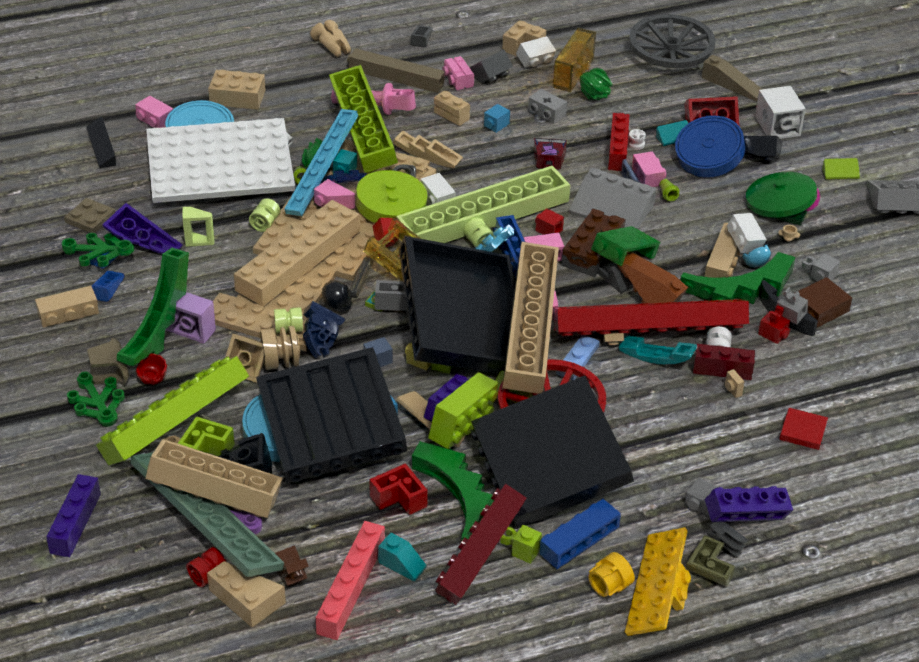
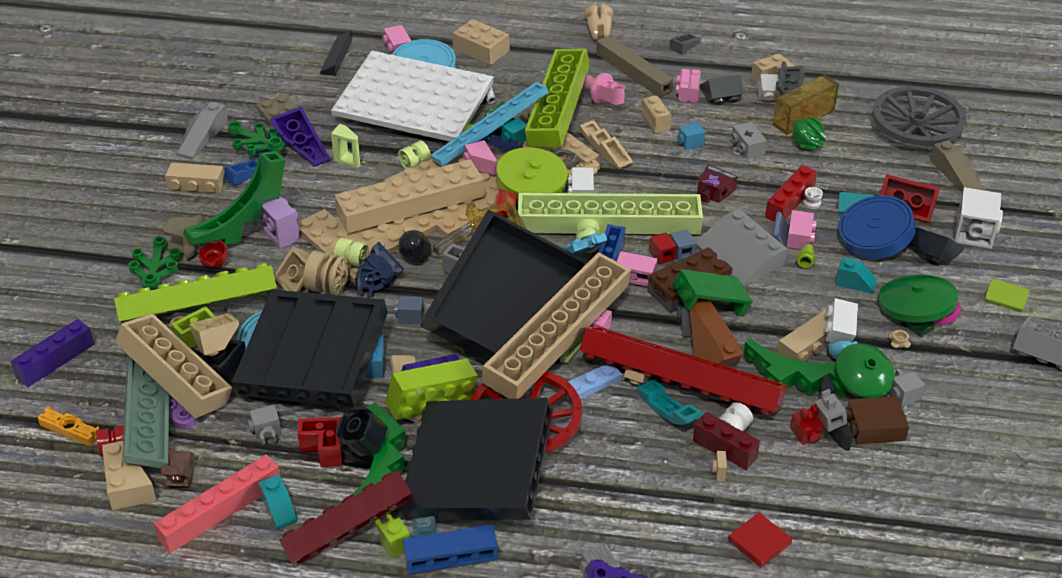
camera: 30 degrees right, 0 degrees up
(27, 258) = (202, 129): none -> light grey wedge
(132, 574) = (79, 432): none -> light orange piece
(232, 435) = (214, 333): none -> tan slope
(333, 497) = (264, 423): none -> light grey brick
(436, 467) = (361, 431): none -> black brick
(546, 524) = (423, 526): none -> clear light blue bracket
(551, 41) = (789, 78): none -> dark grey bracket
(568, 211) = (685, 244): none -> sand blue brick
(718, 193) = (855, 276): none -> teal slope
(789, 266) = (860, 377): none -> green dish

